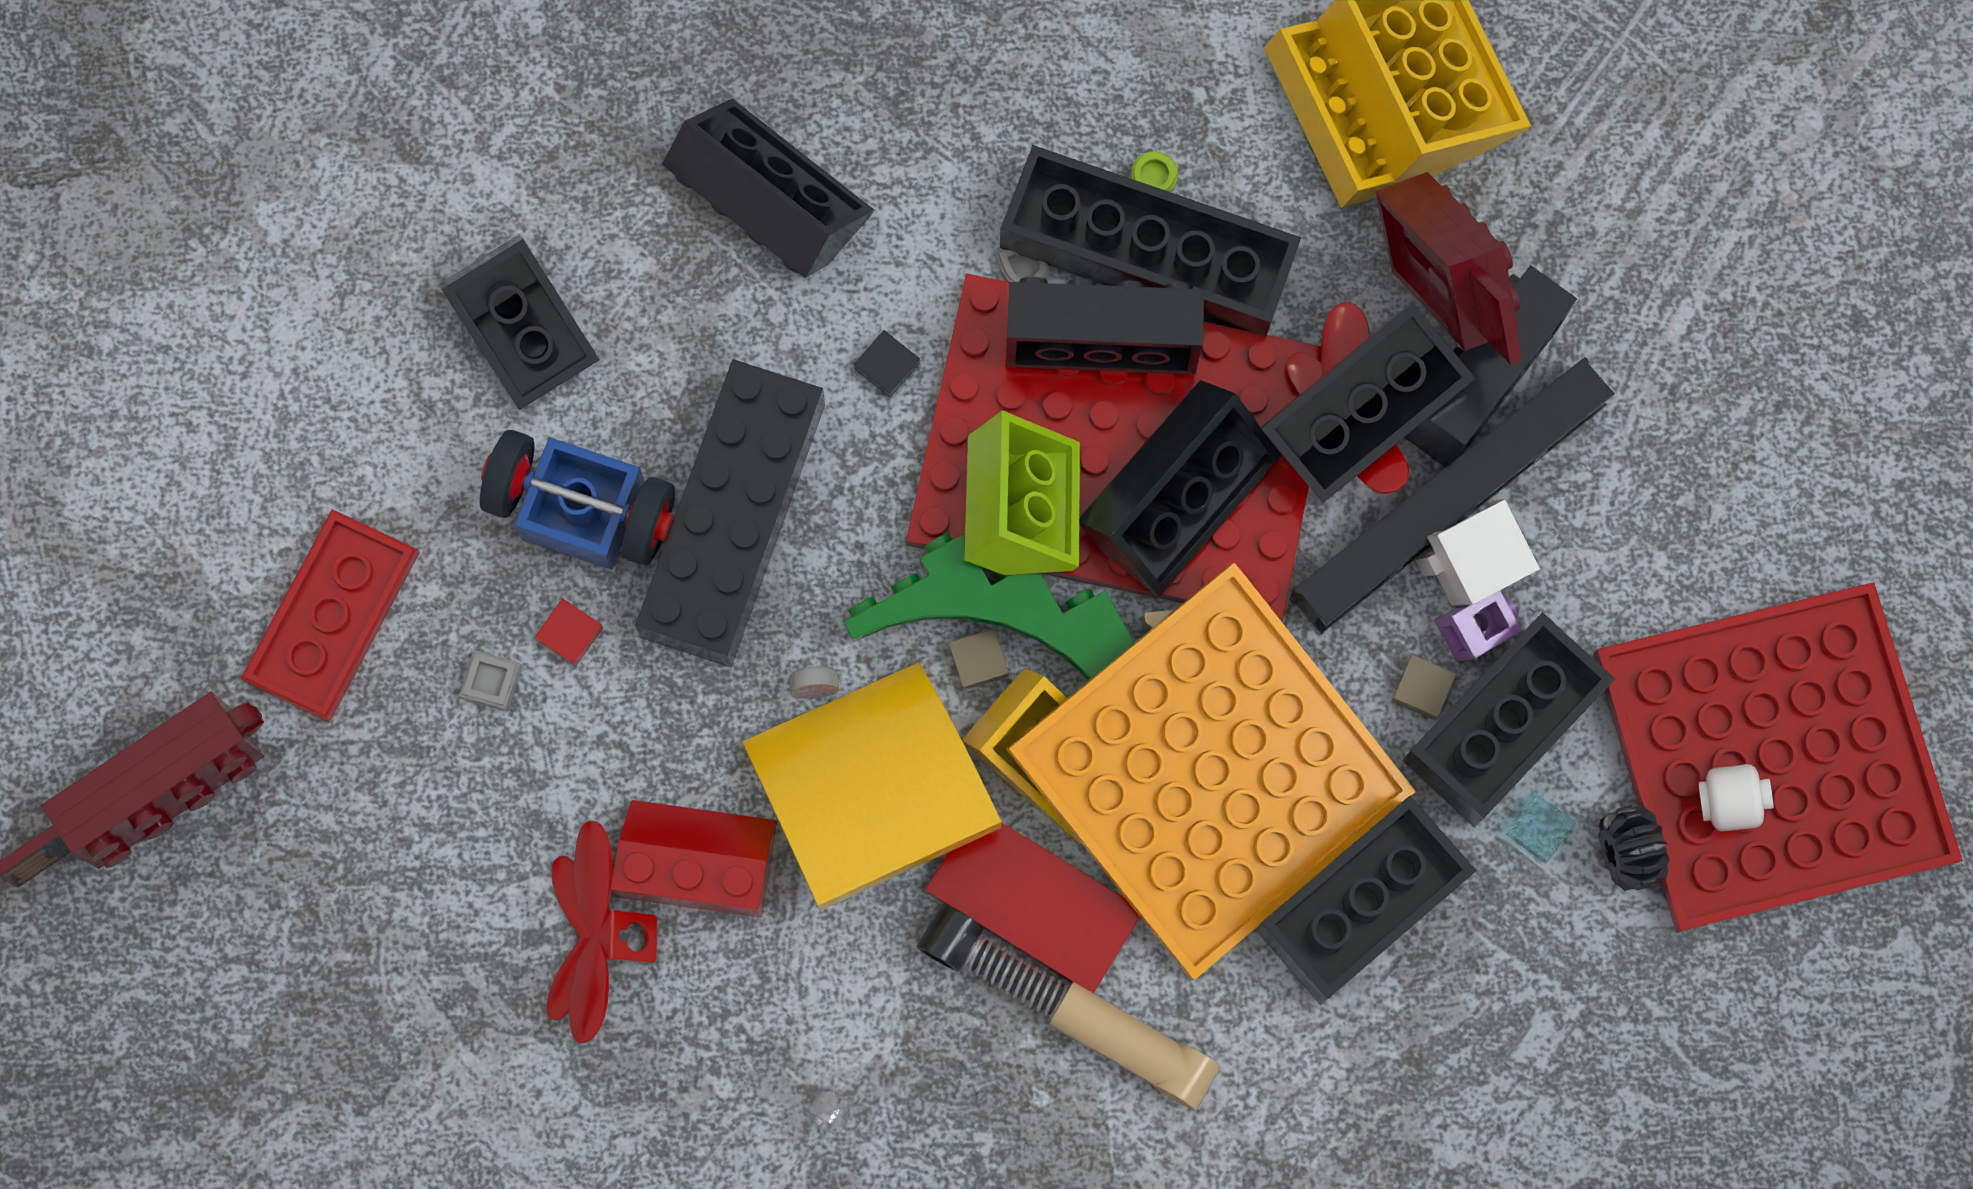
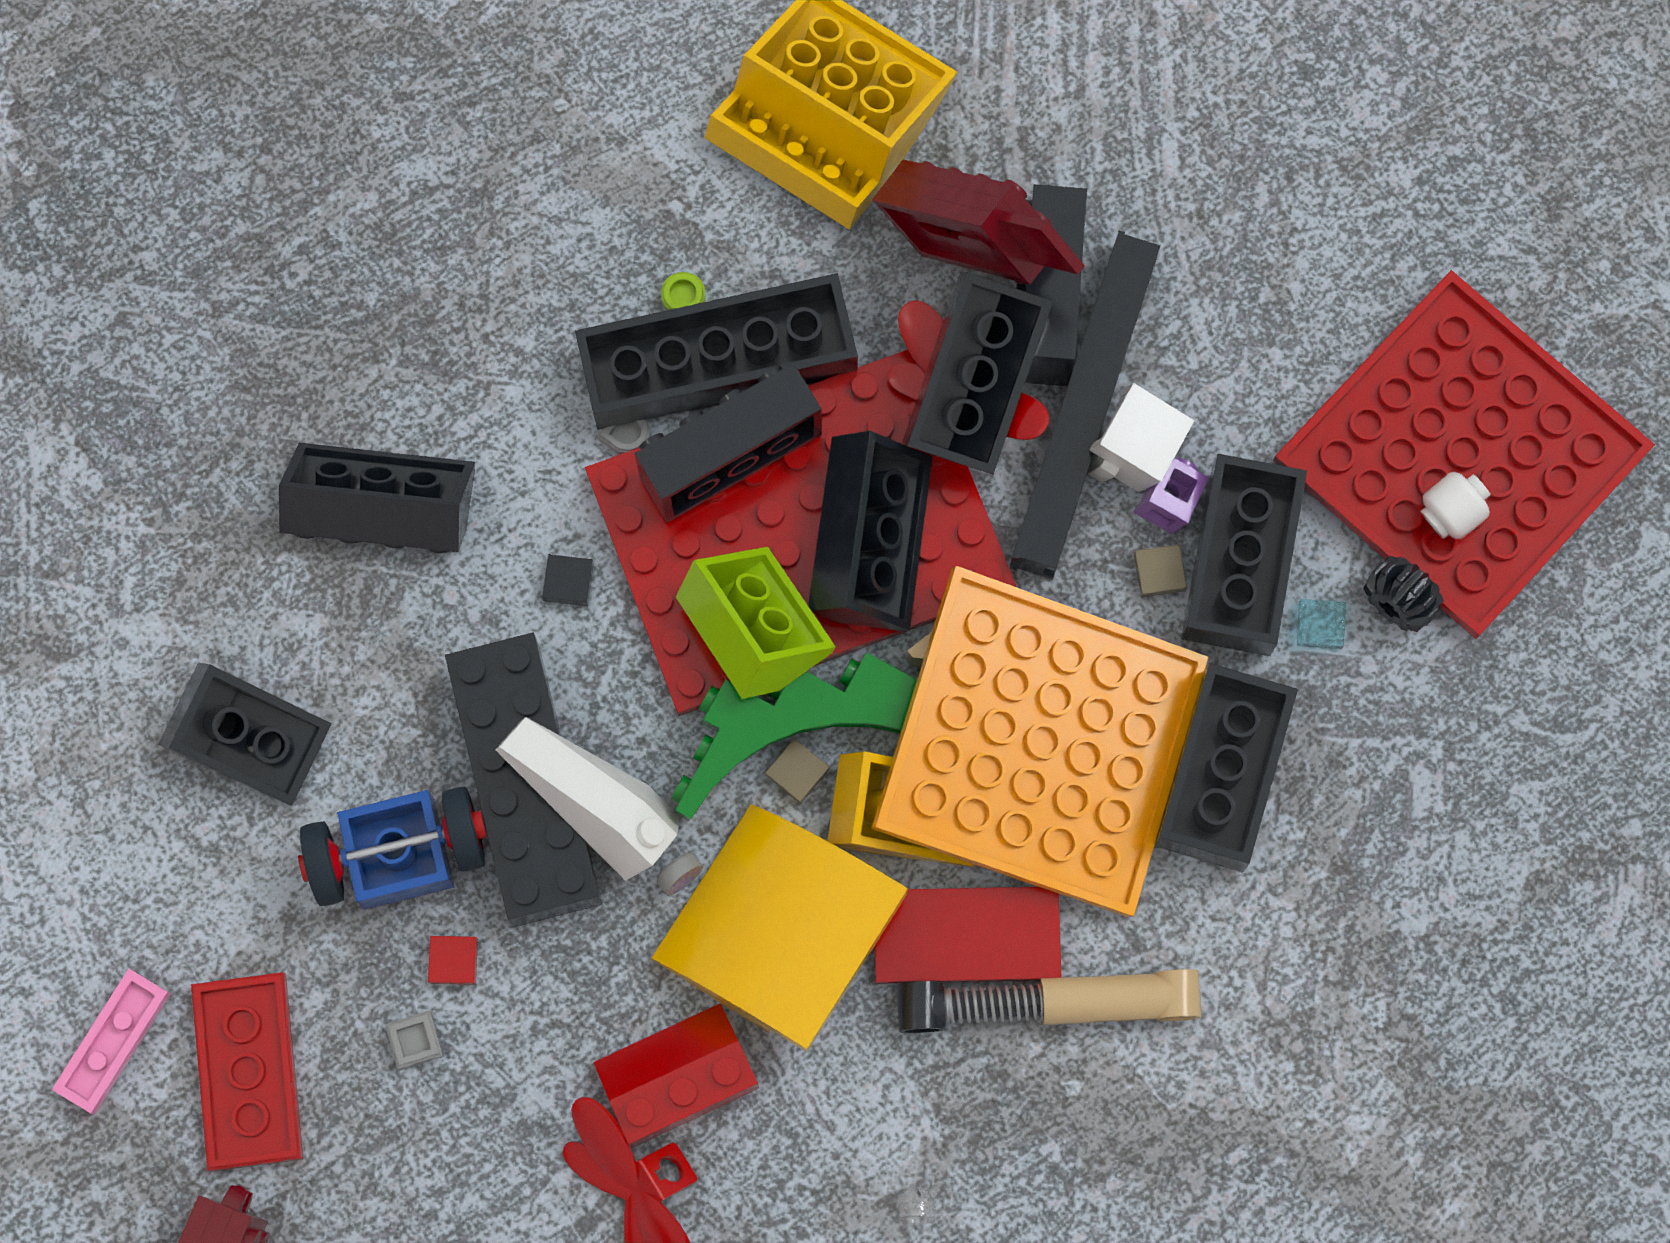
camera: 30 degrees left, 0 degrees up
(232, 515) = (111, 1041): none -> bright pink plate
(784, 577) = (602, 803): none -> white wedge

